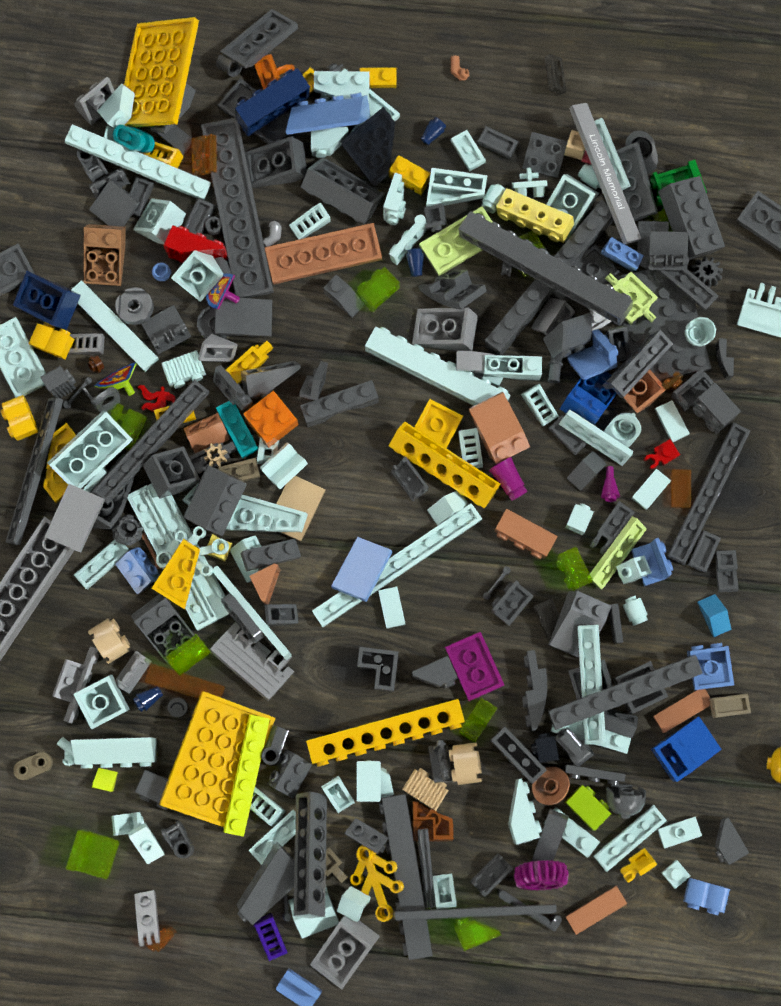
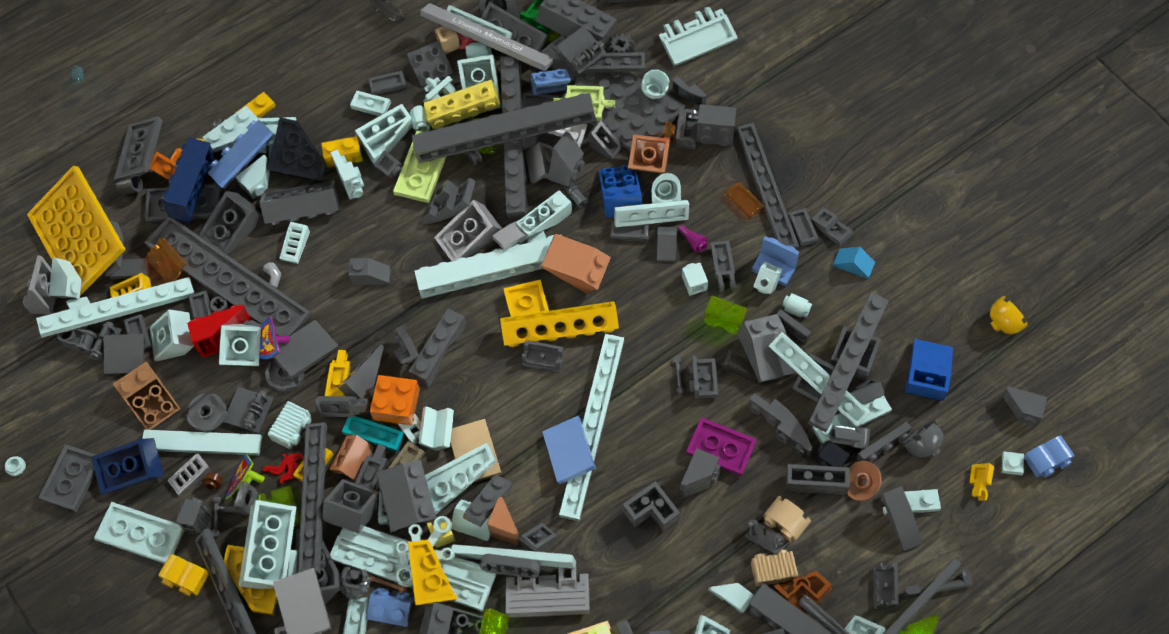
camera: 40 degrees left, 15 degrees down
(51, 341) = (158, 494): yellow brick -> none
(133, 138) = (97, 292): teal brick -> none
(161, 272) = (206, 371): medium blue plate -> none
(213, 450) = (370, 462): tan gear -> none
(217, 349) = (305, 387): light grey slope -> none
(317, 745) = (735, 491): yellow brick -> none
(323, 253) = (325, 256): nougat plate -> none
(368, 781) = (725, 602): light aqua panel -> none
(378, 288) = (391, 245): clear neon green brick -> none
(391, 607) = (617, 460): light aqua tile -> none
(408, 239) = (382, 195): light aqua plate -> none
(415, 261) = (402, 206): dark blue cone -> none
(433, 130) = (331, 110): dark blue cone -> none
(447, 507) = (589, 353): light aqua slope -> none
(456, 70) = (310, 60): nougat arm -> none
(470, 432) = (559, 284): light aqua slope -> none
(478, 720) = (762, 483): clear neon green slope -> none
(509, 478) = (613, 291): magenta plant -> none
(521, 819) = (862, 517): light aqua slope -> none
(525, 534) = (666, 321): nougat brick -> none
(541, 875) = (922, 548): magenta gear -> none
(545, 401) = (580, 231): light aqua slope -> none
(587, 807) = (904, 472): lime brick -> none
(595, 359) = (600, 161): medium blue bracket -> none
(596, 910) = (984, 542): nougat tile -> none
(617, 552) = (744, 277): yellowish green plate -> none
(630, 838) = (955, 468): light aqua tile -> none
(638, 363) = (633, 138): dark grey fence -> none
(651, 489) = (724, 217): light aqua tile -> none
(663, 453) = (708, 187): red plate -> none
(672, 421) = (693, 161): light aqua tile -> none
(679, 832) = (984, 431): light aqua plate -> none
(682, 710) = (899, 345): nougat tile -> none
(715, 666) = (892, 290): medium blue plate -> none
(730, 705) = (928, 312): dark tan tile -> none

